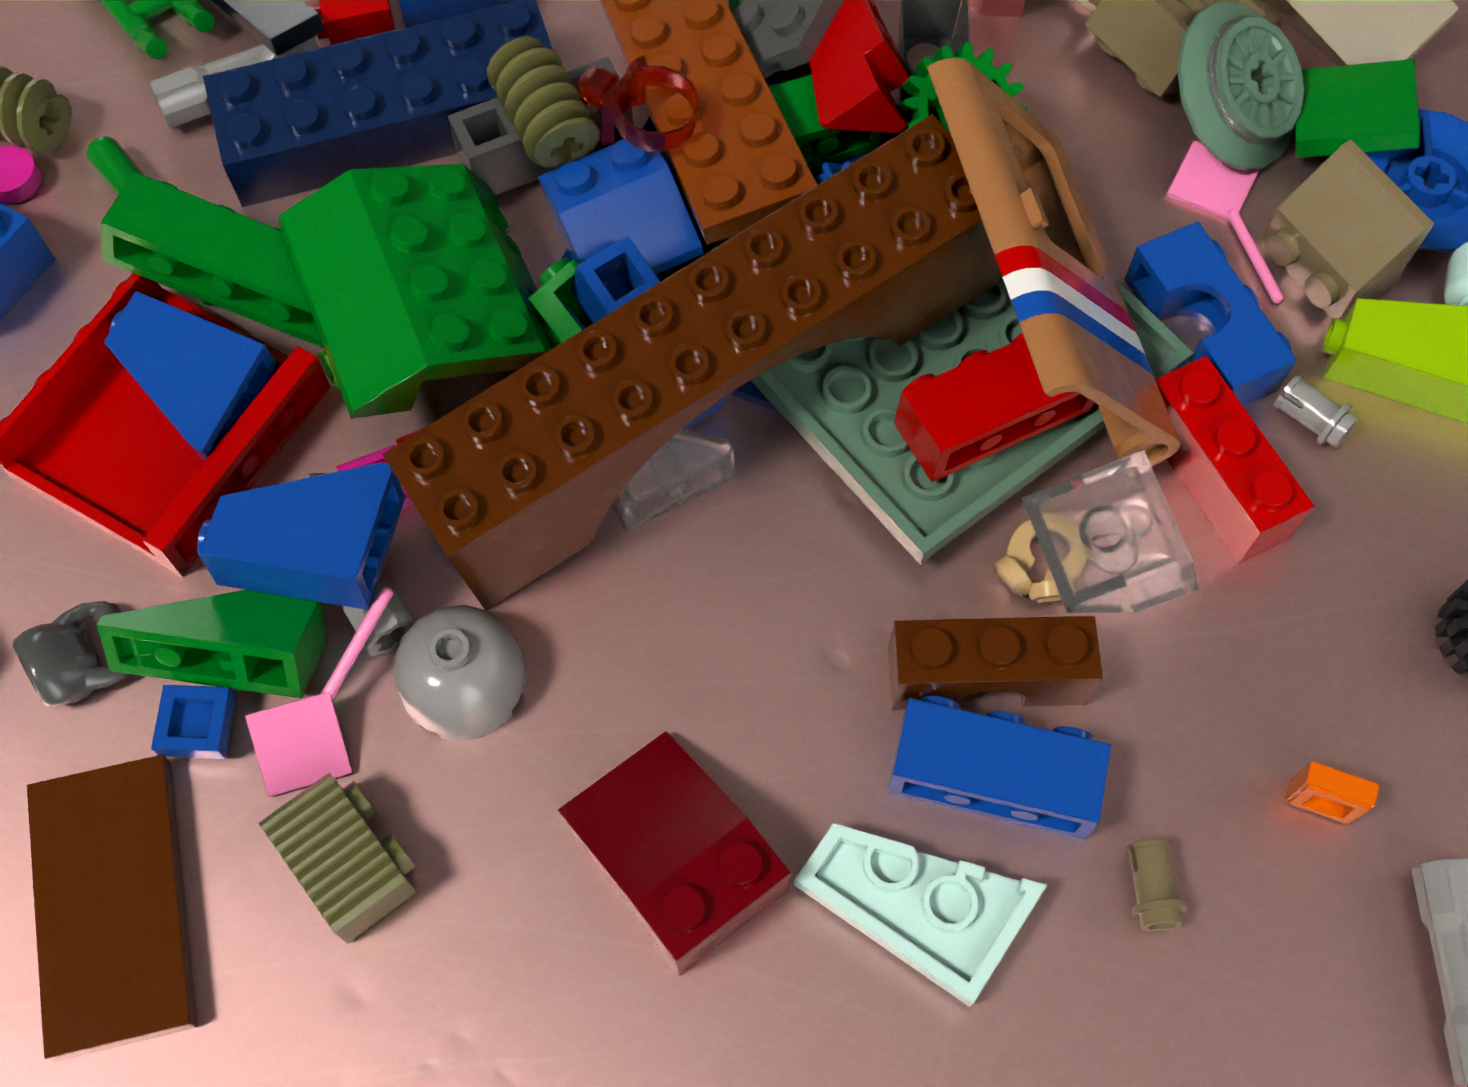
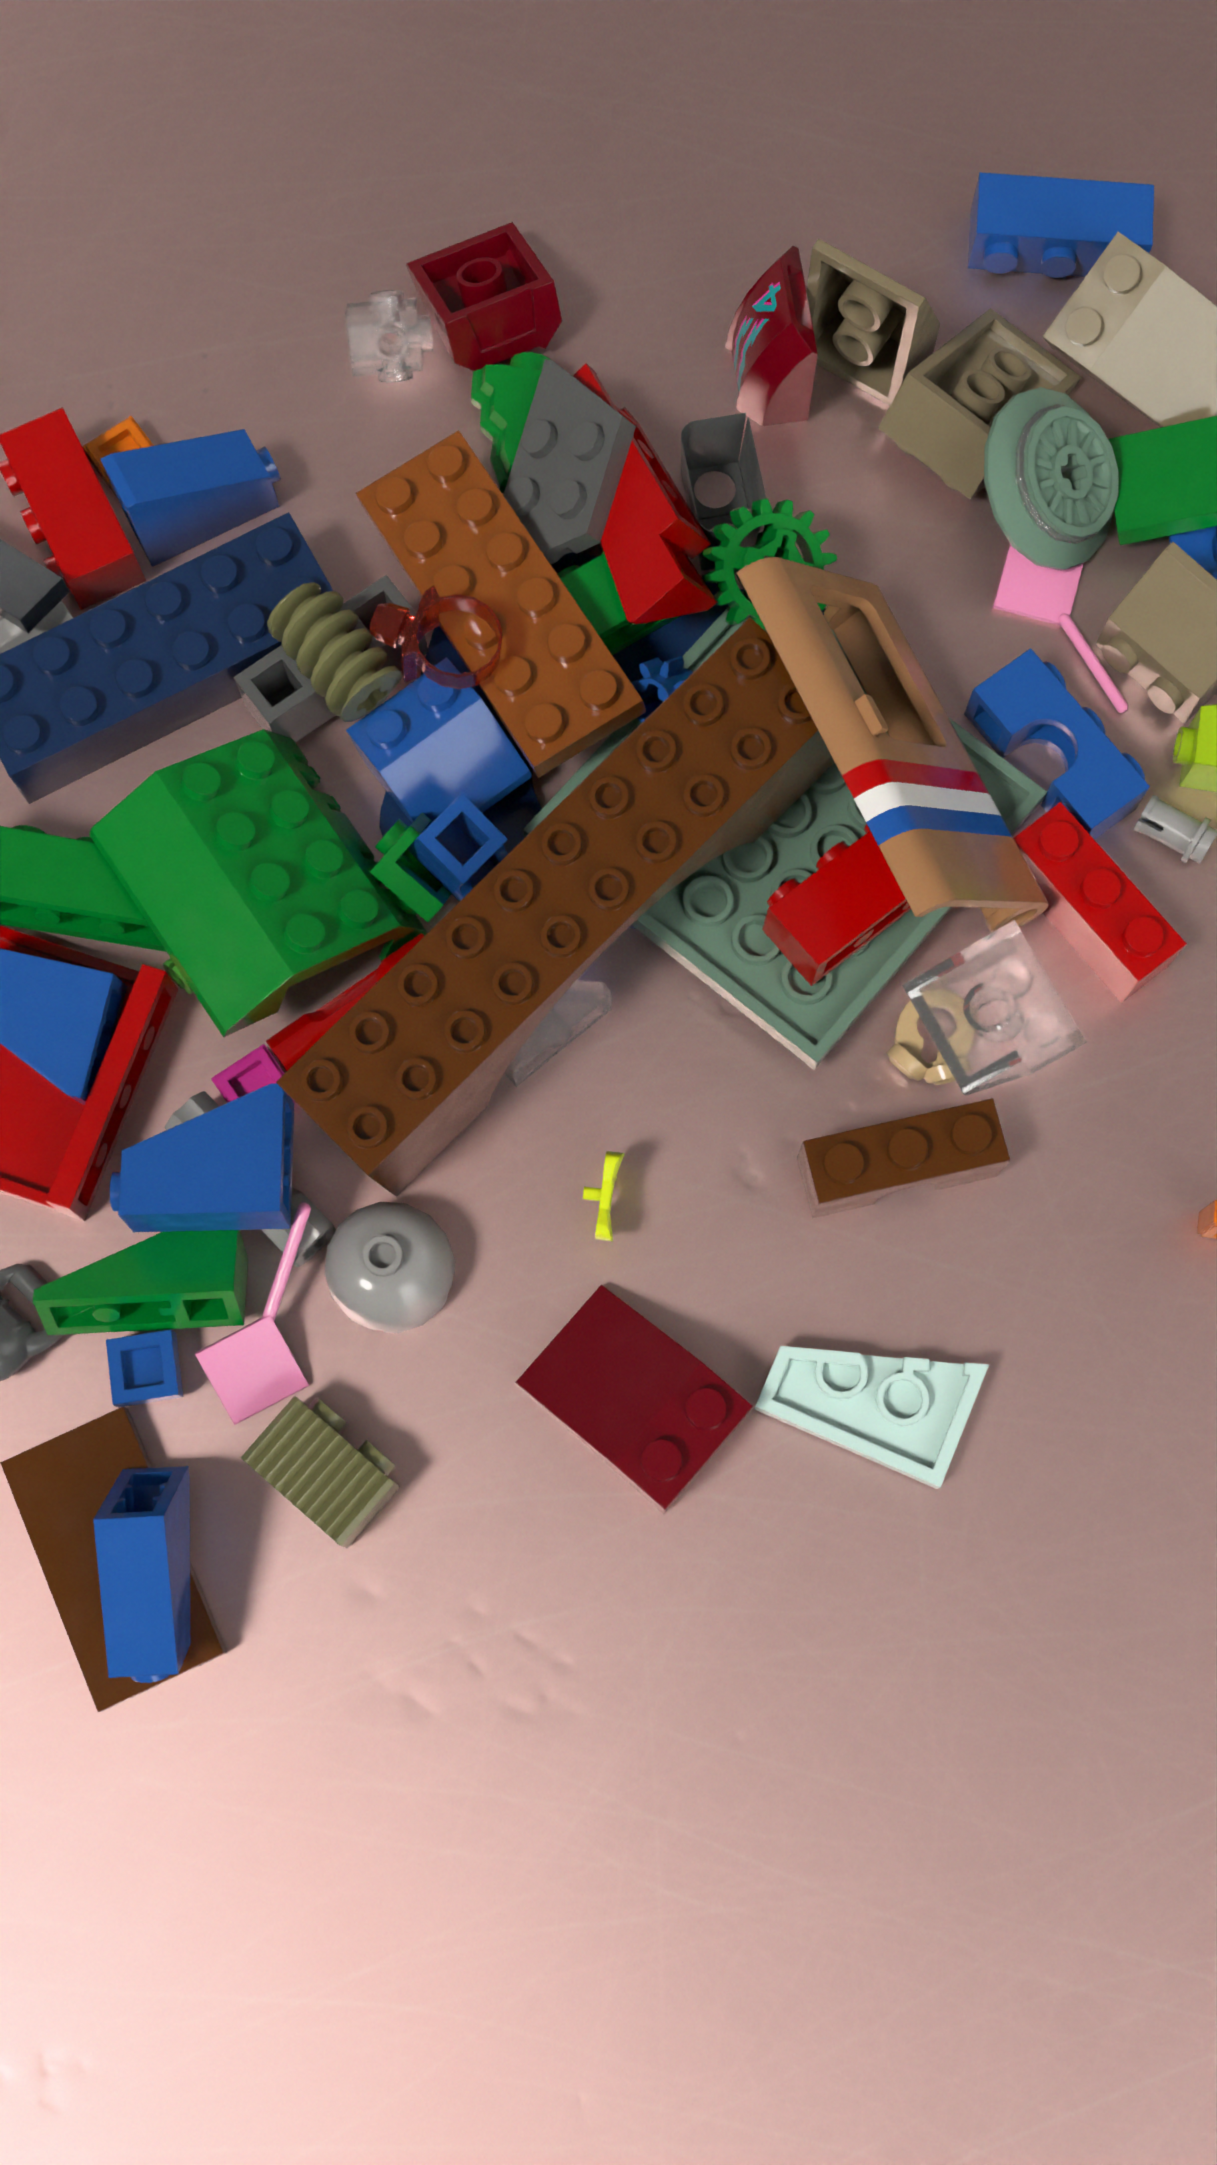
camera: 10 degrees left, 10 degrees up
(126, 919) = (145, 1572): none -> blue slope
(694, 628) = (604, 1195): none -> neon yellow piece
(1000, 767) = (925, 1258): blue brick -> none
(1155, 886) = (1088, 1342): dark tan pin -> none

